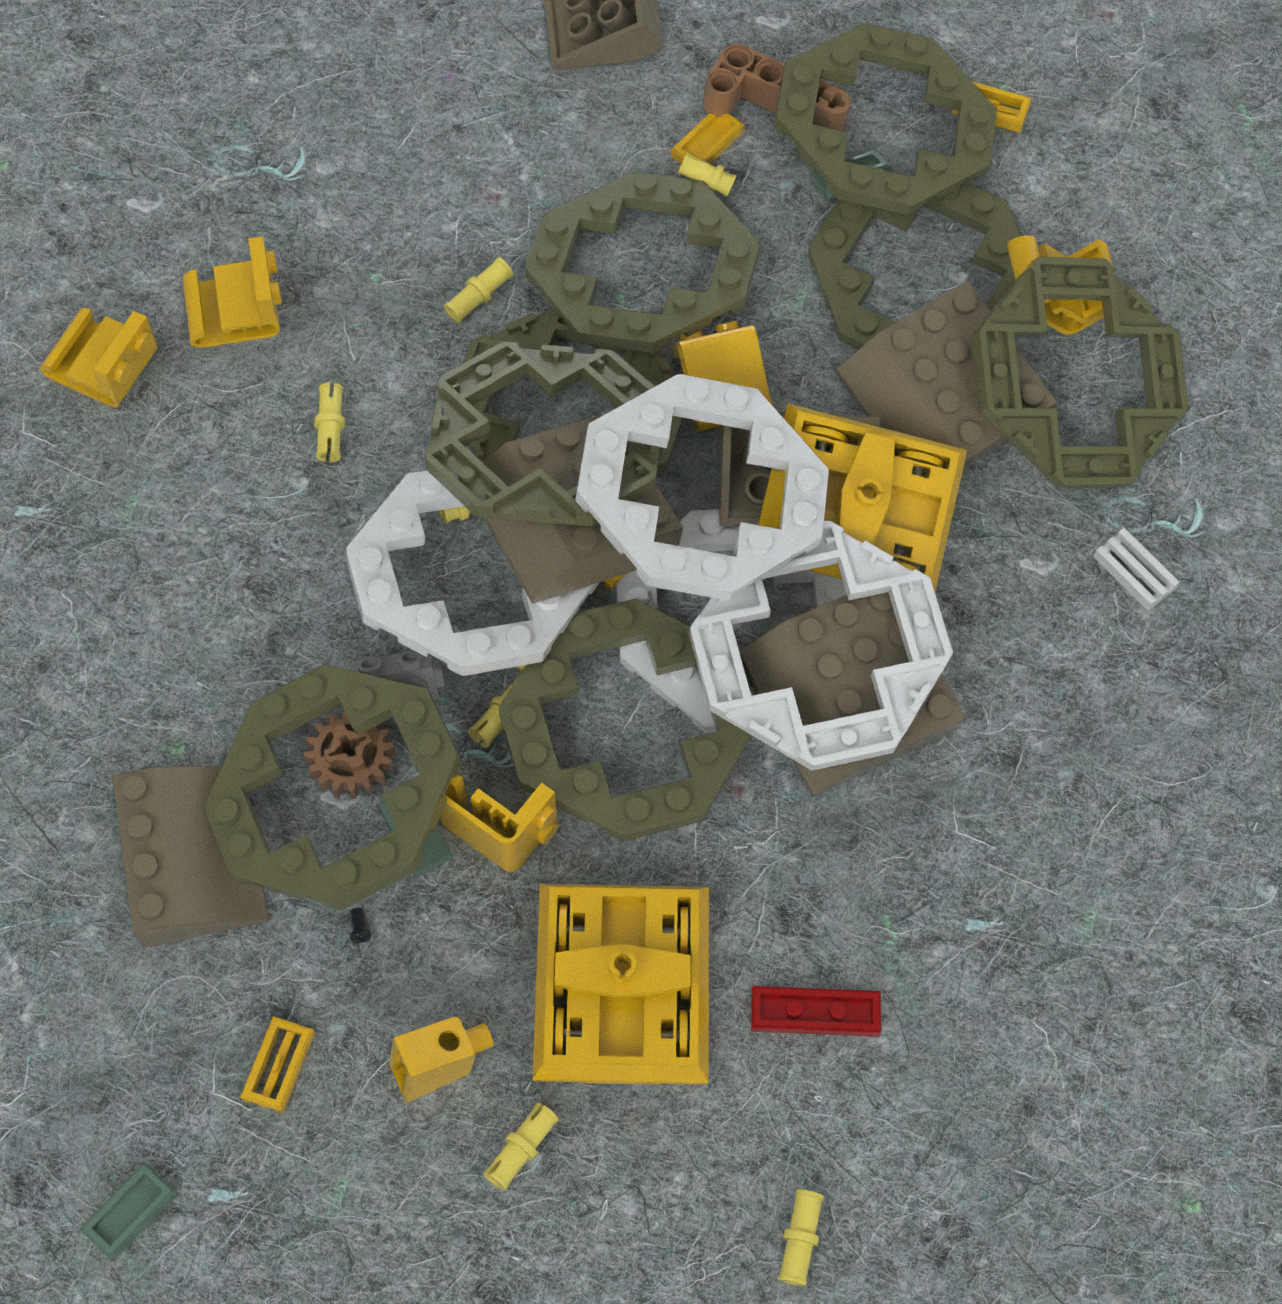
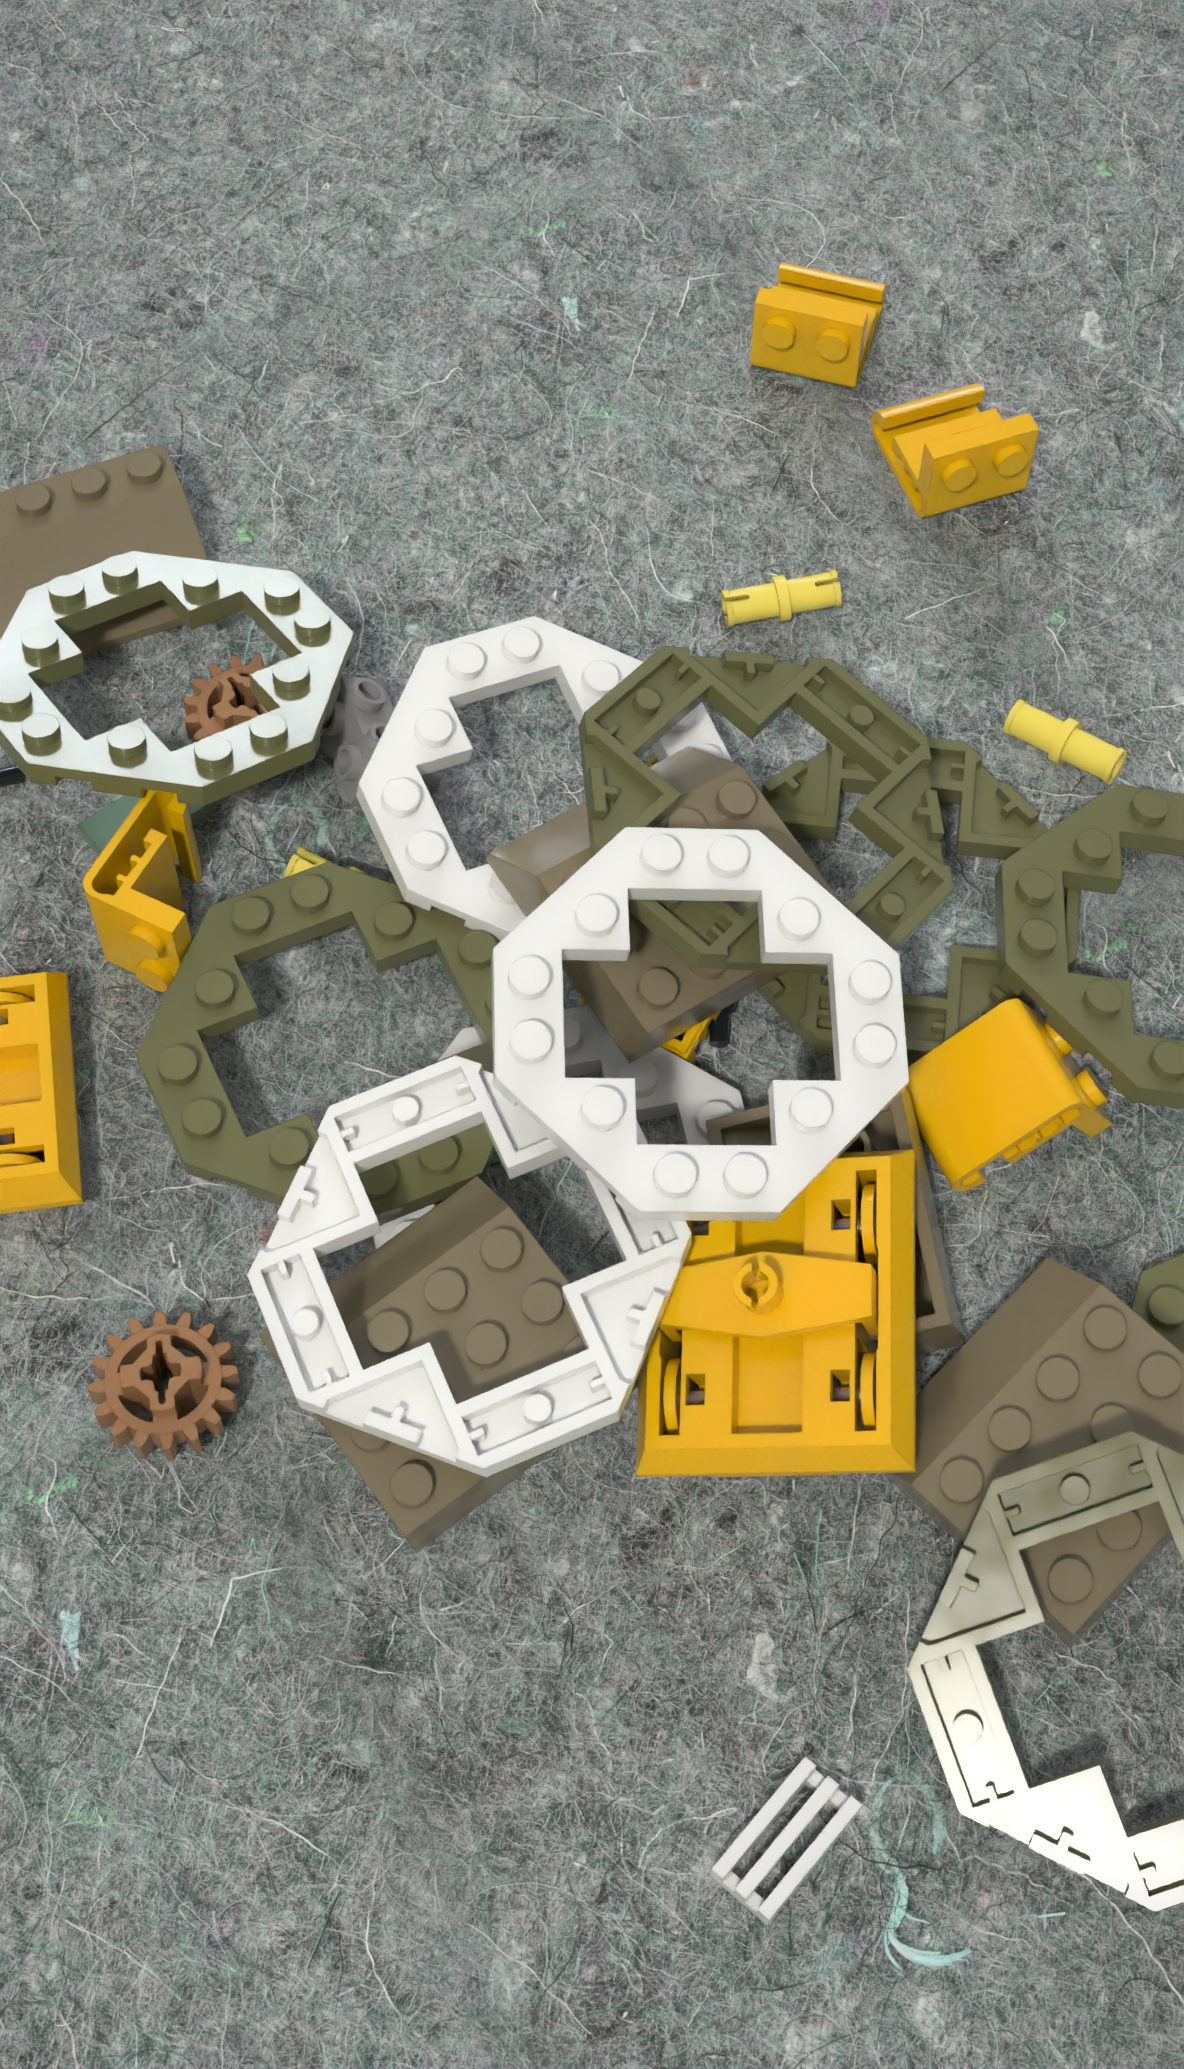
camera: 80 degrees right, 5 degrees down
(855, 848) = (136, 1376): none -> medium nougat gear

